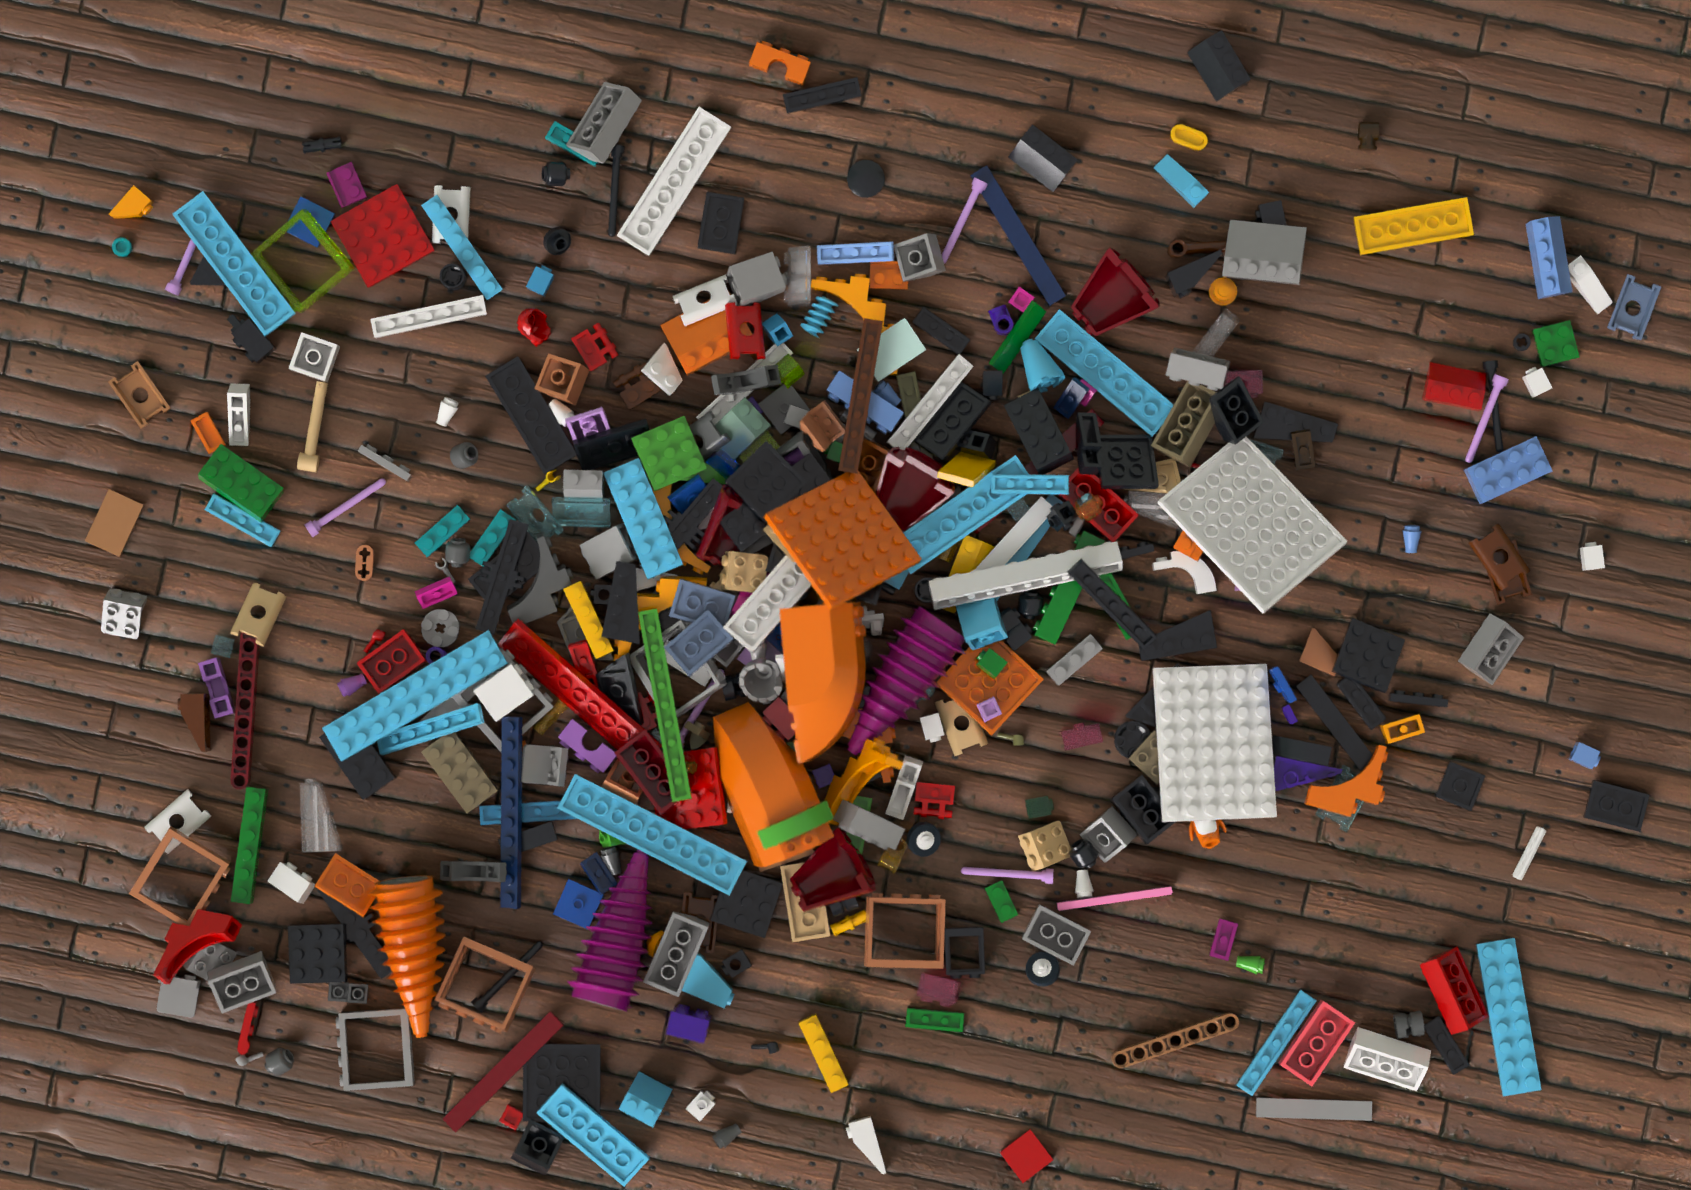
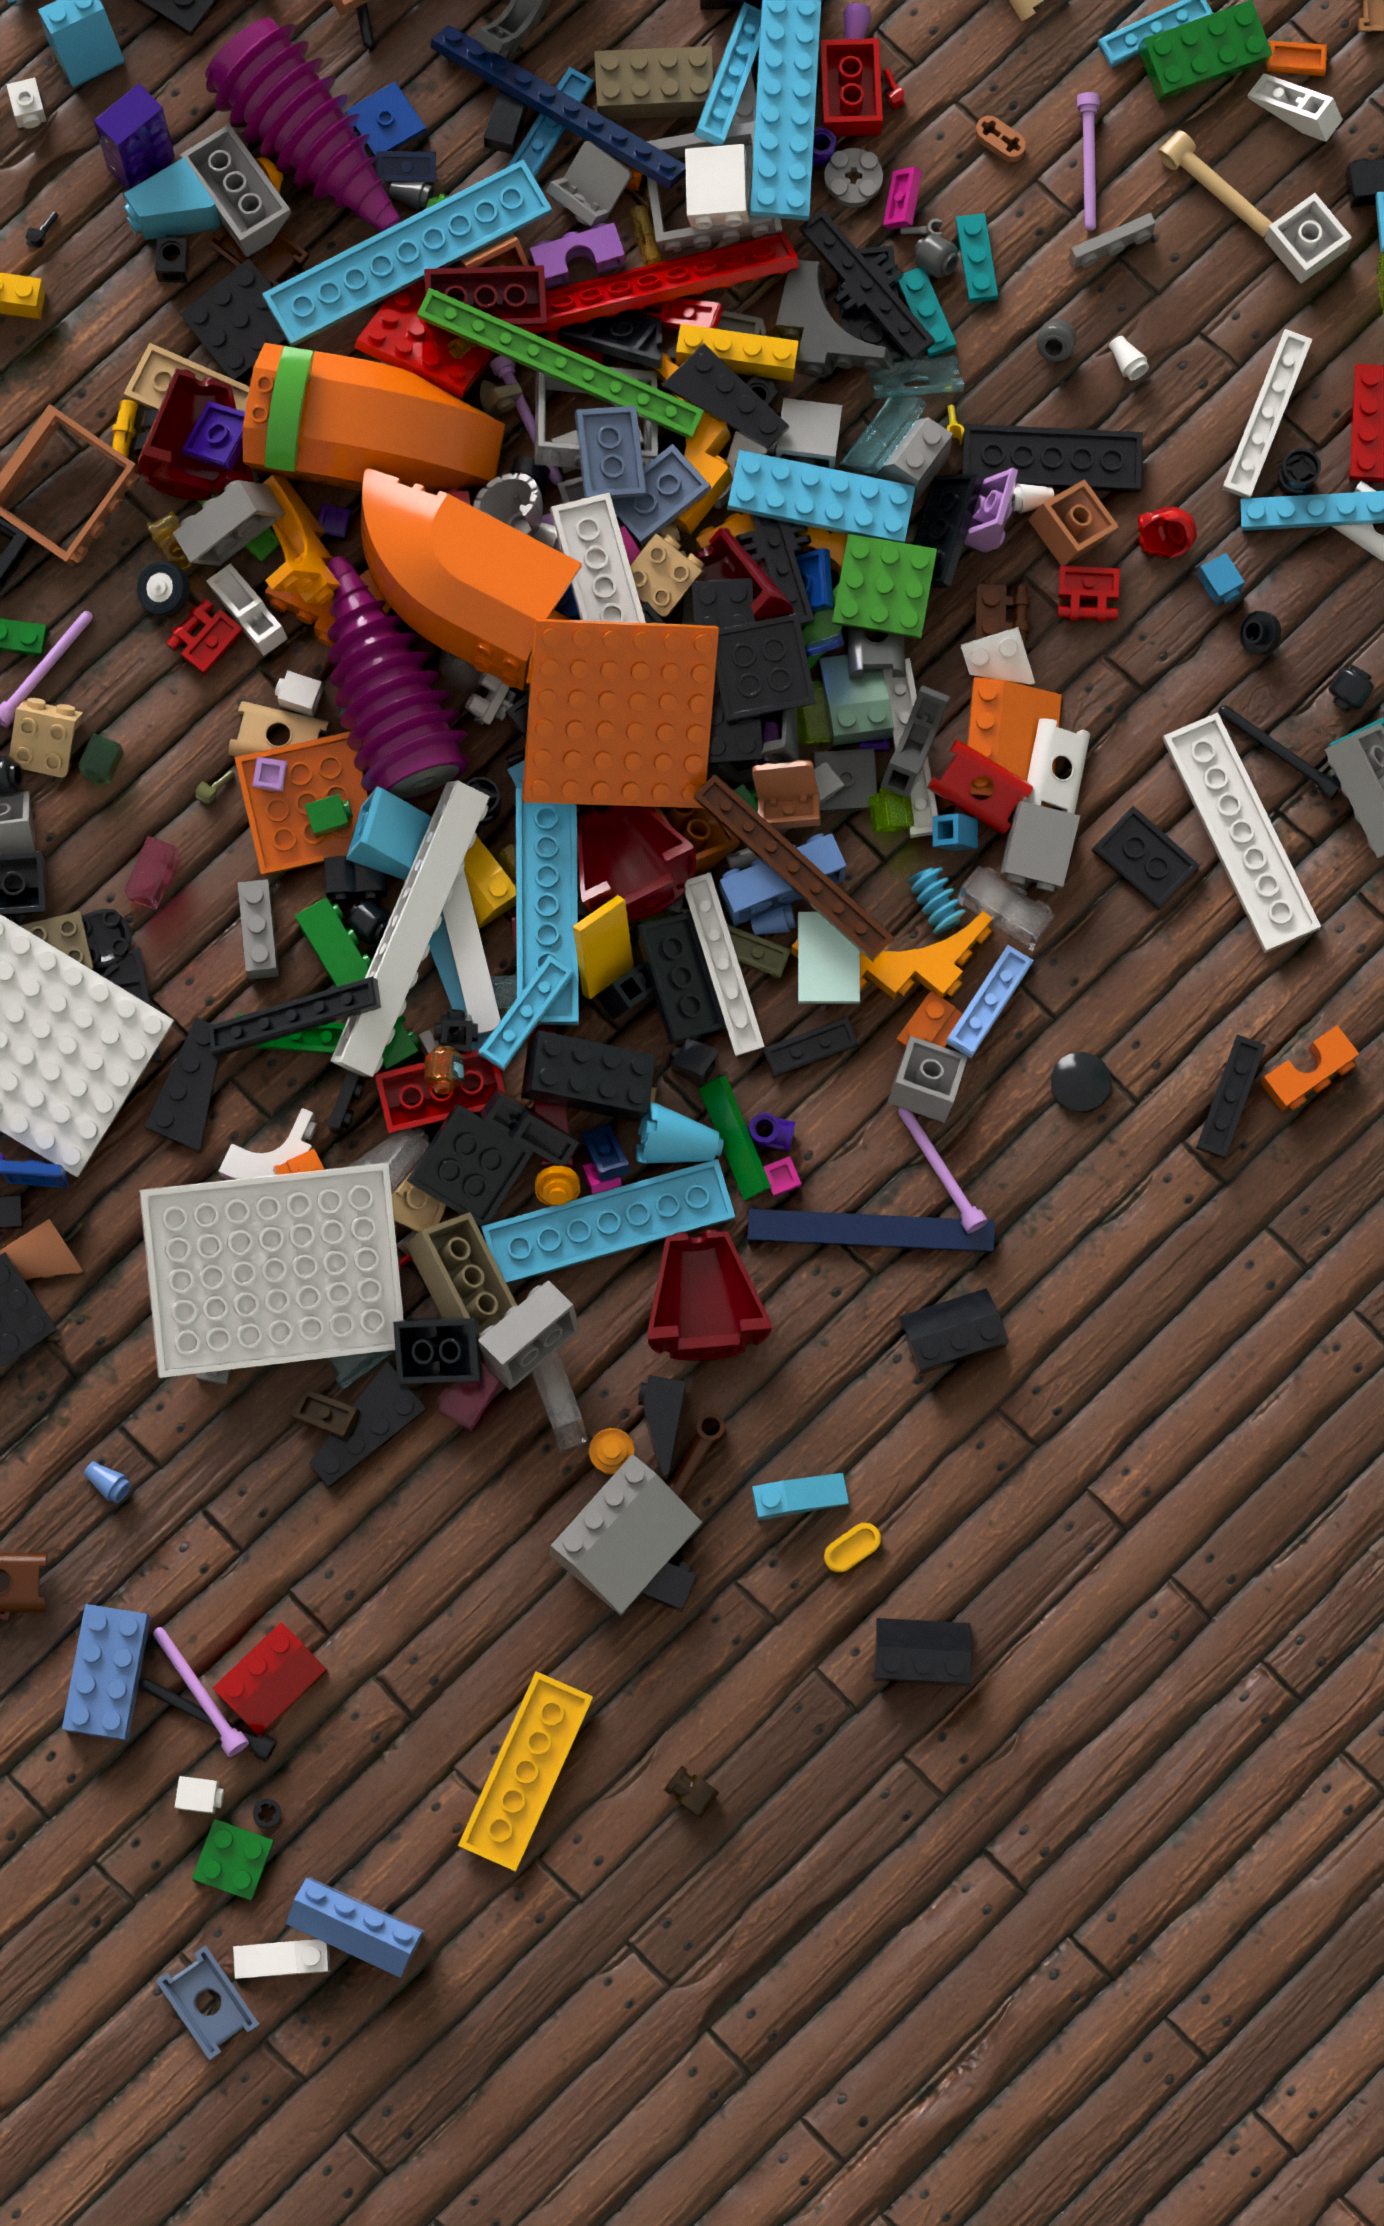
camera: 120 degrees right, 10 degrees down
(824, 863) = (216, 436): none -> dark purple tile
(1106, 410) = (557, 1185): none -> light orange plate

